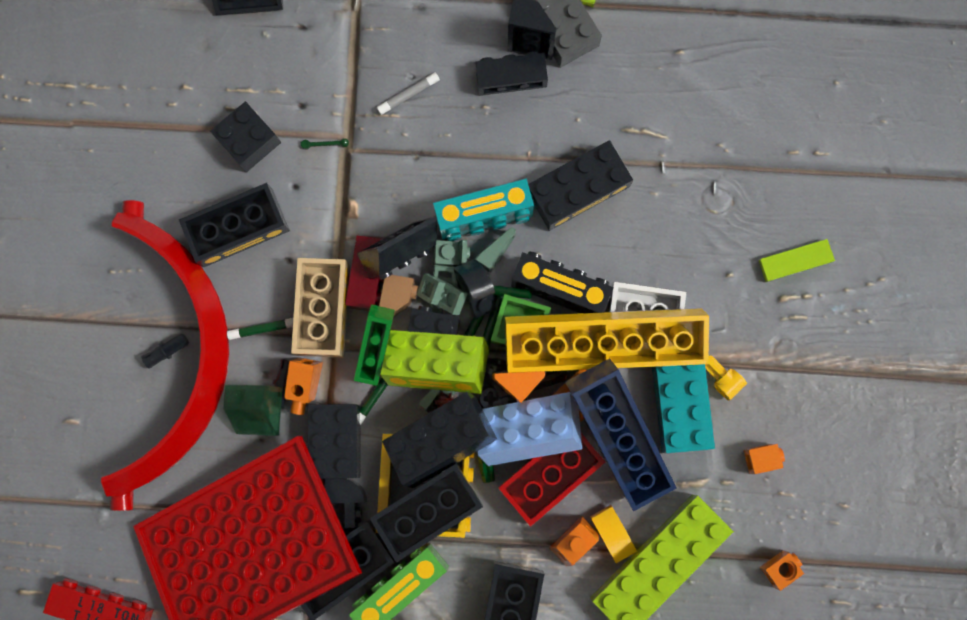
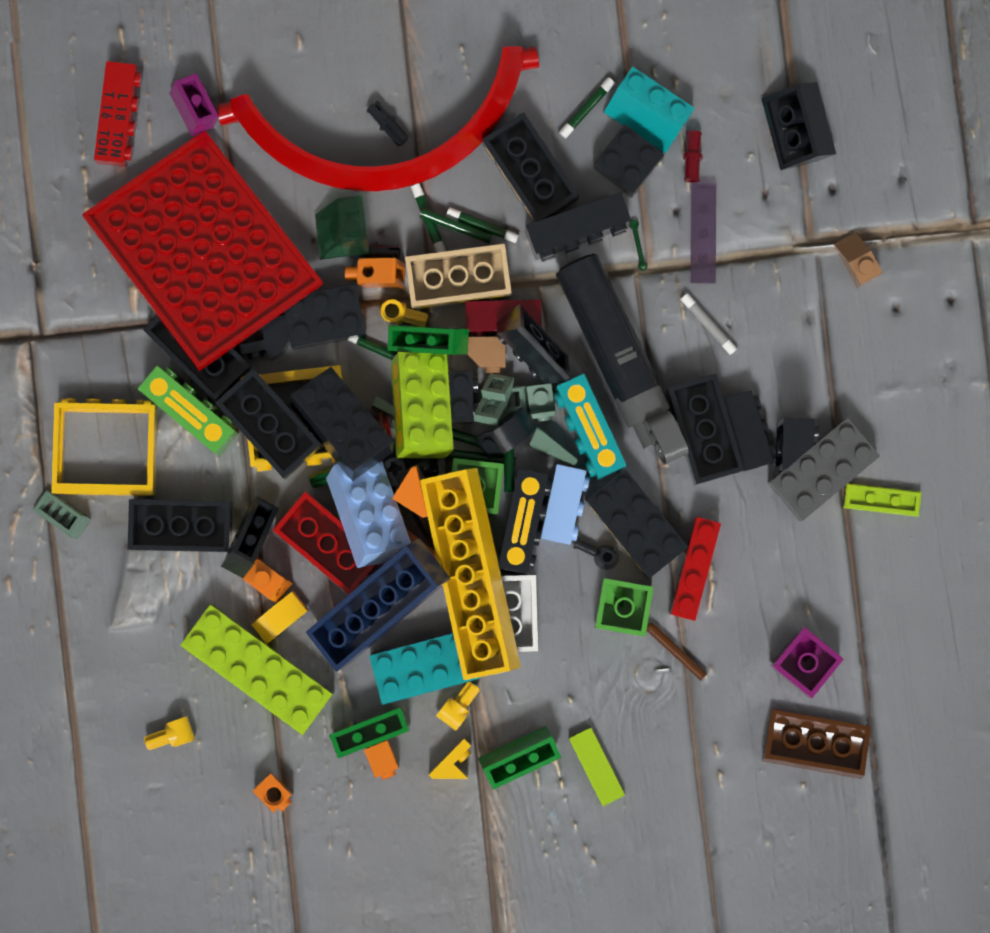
camera: 75 degrees right, 5 degrees up
(104, 532) = (194, 104): none -> magenta brick
(190, 167) = (586, 107): none -> dark green bar
(200, 110) = (649, 110): none -> teal slope
(254, 81) = (692, 156): none -> dark red pin
(273, 303) = (456, 225): none -> dark green bar
(278, 279) = (482, 225): none -> dark green bar
(295, 189) = (578, 226): none -> black brick
(325, 84) = (703, 234): none -> clear purple tile
(346, 365) = (404, 314): none -> yellow axle
(425, 170) = (621, 356): none -> black piece
(504, 109) = (706, 429): none -> black brick
(534, 550) = (250, 537): none -> black brick
(550, 245) = (564, 505): none -> light blue brick
(600, 225) = (597, 553): none -> black bar
(629, 140) = (695, 568): none -> red brick
(656, 208) = (624, 607): none -> bright green slope
(701, 171) = (676, 651): none -> reddish brown bar
(731, 55) = (806, 662): none -> magenta slope
(738, 466) = (369, 732): none -> green brick
(781, 328) = (519, 757): none -> green brick
(781, 397) = (447, 768): none -> yellow slope
(802, 62) = (816, 744): none -> reddish brown slope

